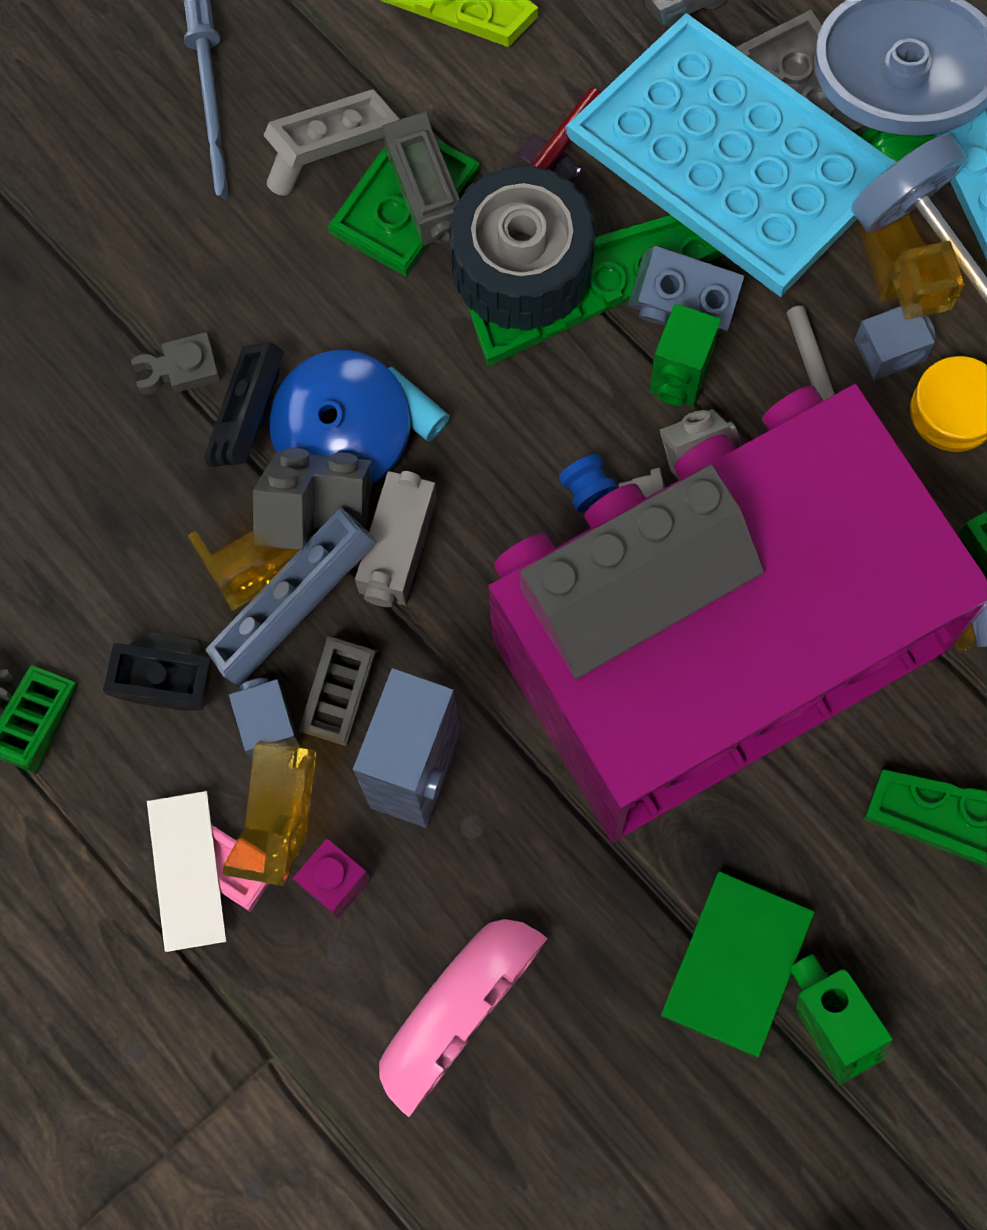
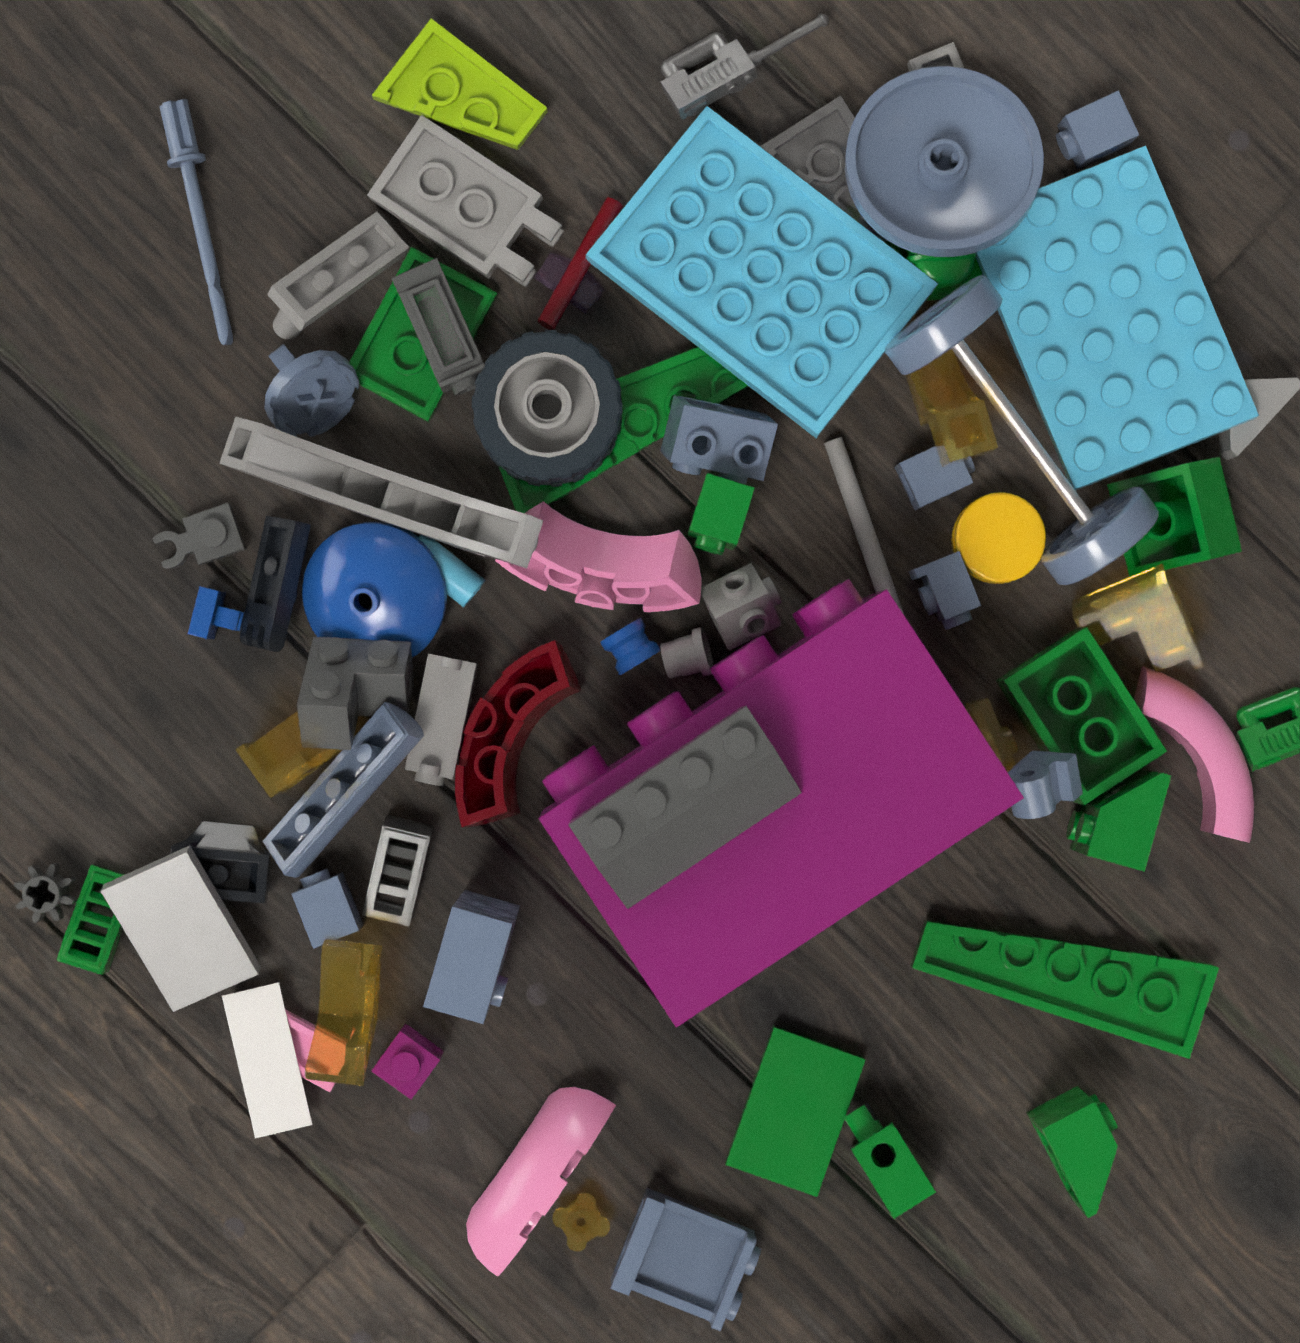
camera: 10 degrees left, 15 degrees up
(113, 726) = (181, 928): none -> tile
(180, 430) = (210, 614): none -> blue tile
(296, 231) = (309, 391): none -> sand blue tile
(300, 304) = (381, 493): none -> light grey arch
(456, 550) = (500, 728): none -> dark red brick
(457, 86) = (462, 201): none -> light grey tile
(488, 1062) = (584, 1208): none -> clear yellow plate
(564, 409) = (610, 566): none -> bright pink brick
(614, 1116) = (686, 1258): none -> sand blue panel
(915, 439) = (947, 590): none -> sand blue brick

